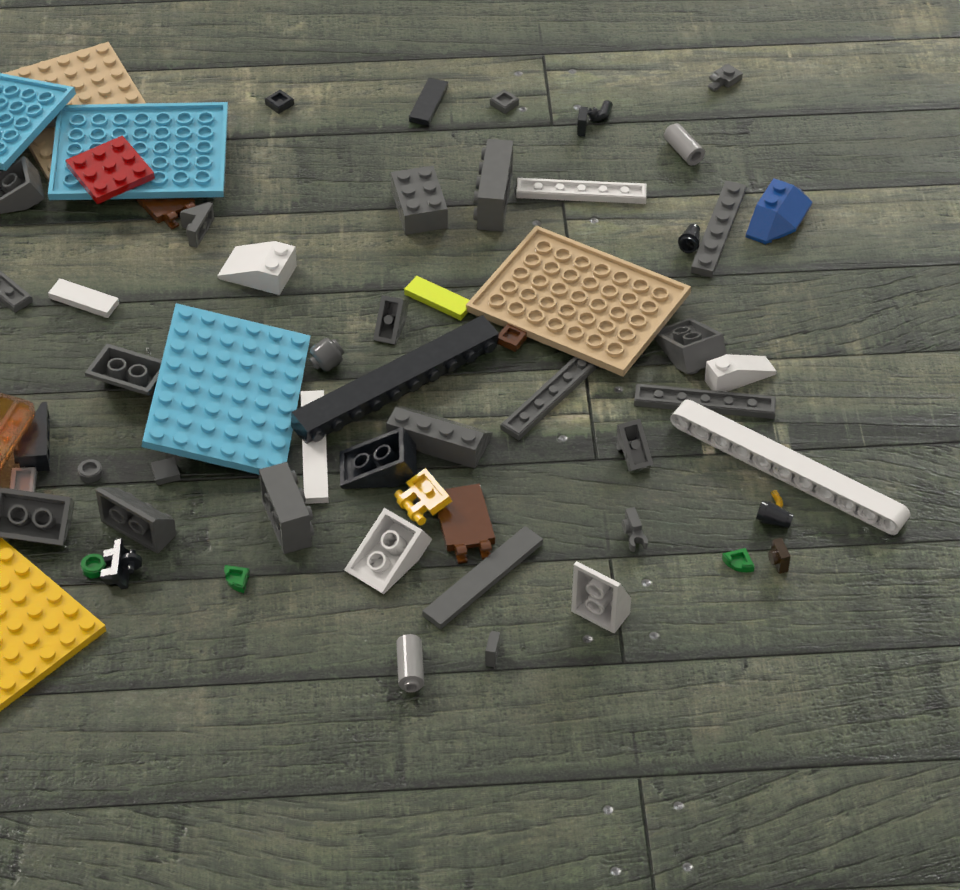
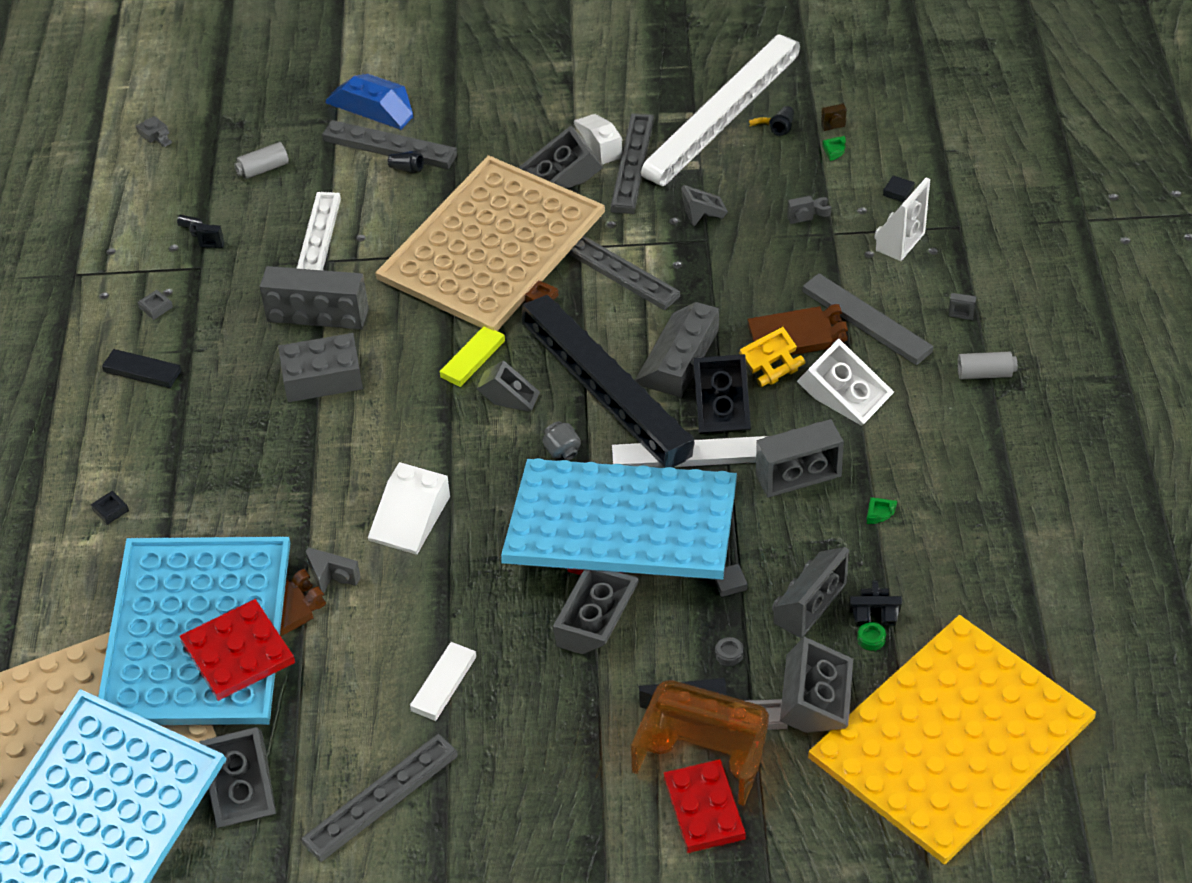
camera: 85 degrees left, 0 degrees up
(675, 610) = (898, 188): none -> black tile

